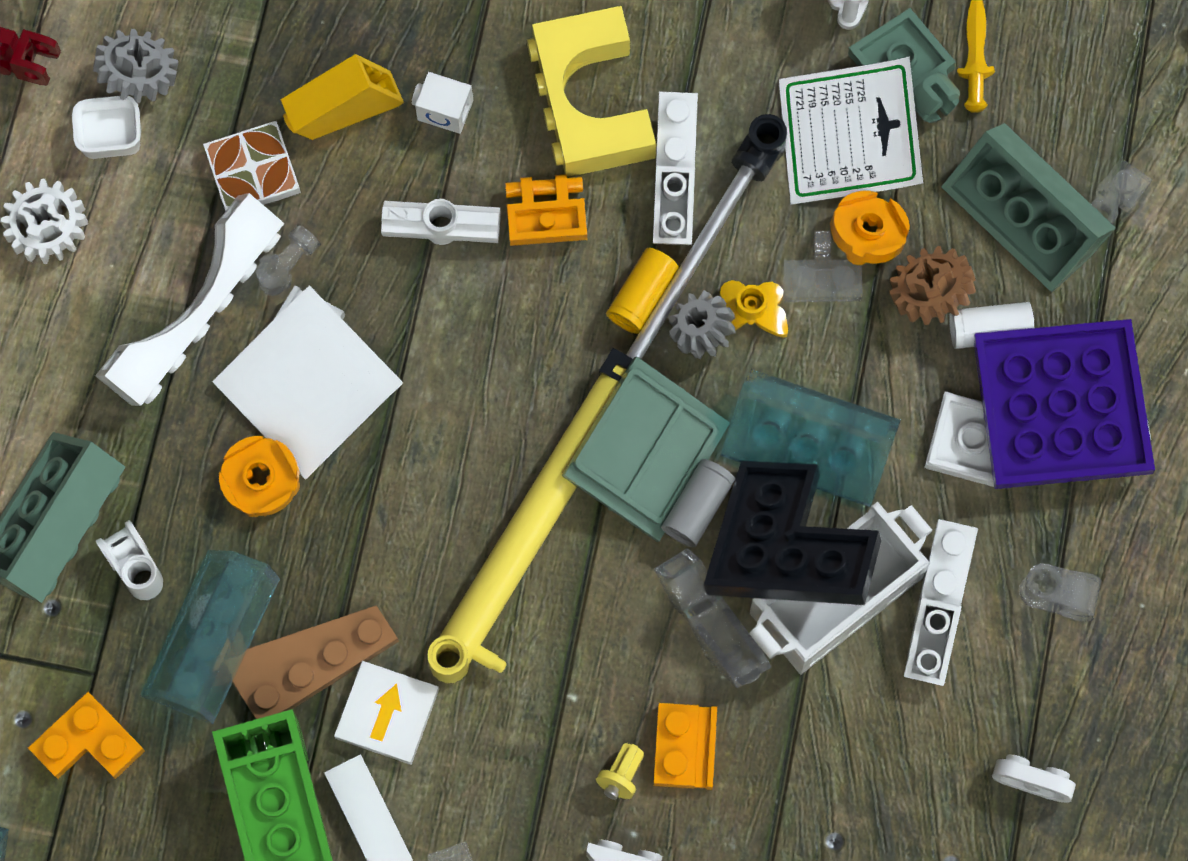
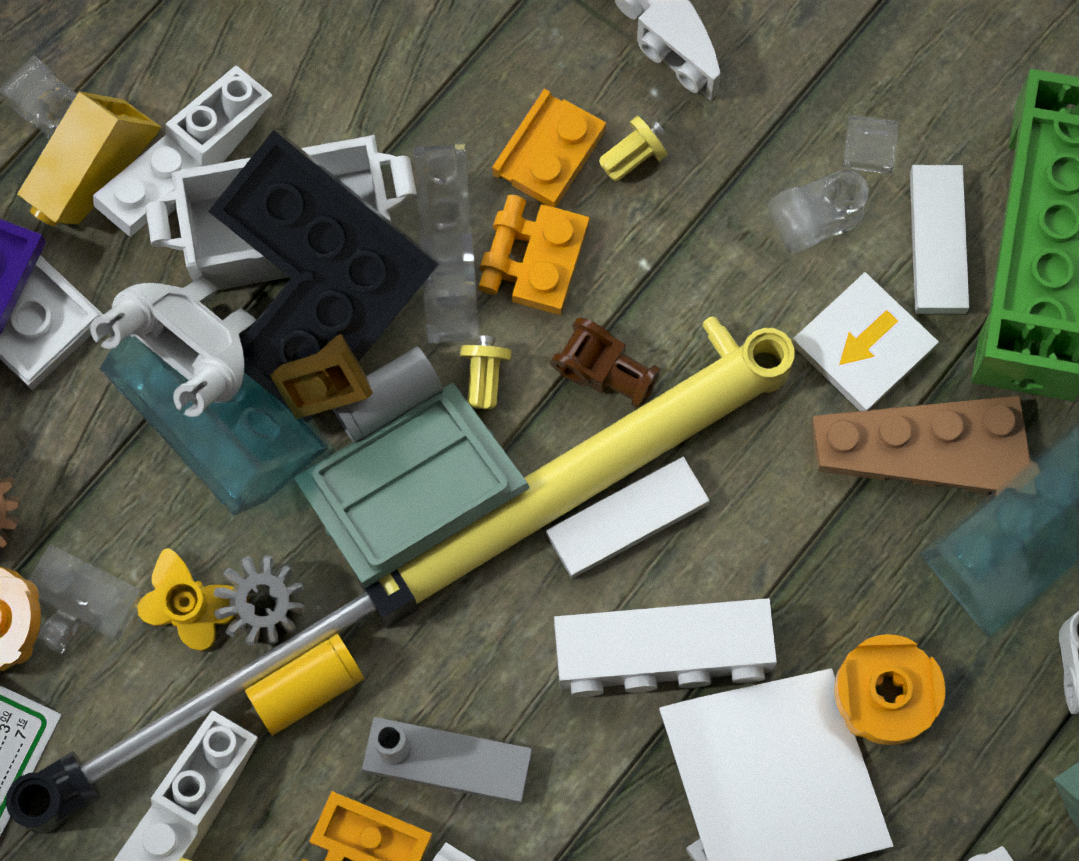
camera: 150 degrees left, 0 degrees up
(421, 430) = (665, 645): none -> white brick
(470, 785) = (813, 214): none -> clear piece
(490, 507) = (627, 517): none -> white tile
(527, 294) = (447, 760): none -> light grey piece
(561, 601) = (599, 361): none -> reddish brown connector
(640, 660) = (549, 259): none -> light orange plate
(641, 557) = (484, 371): none -> light yellow piece
(732, 477) = (322, 380): none -> pearl gold slope
(847, 454) = (183, 335): none -> white connector
(1004, 565) = (83, 155): none -> yellow slope

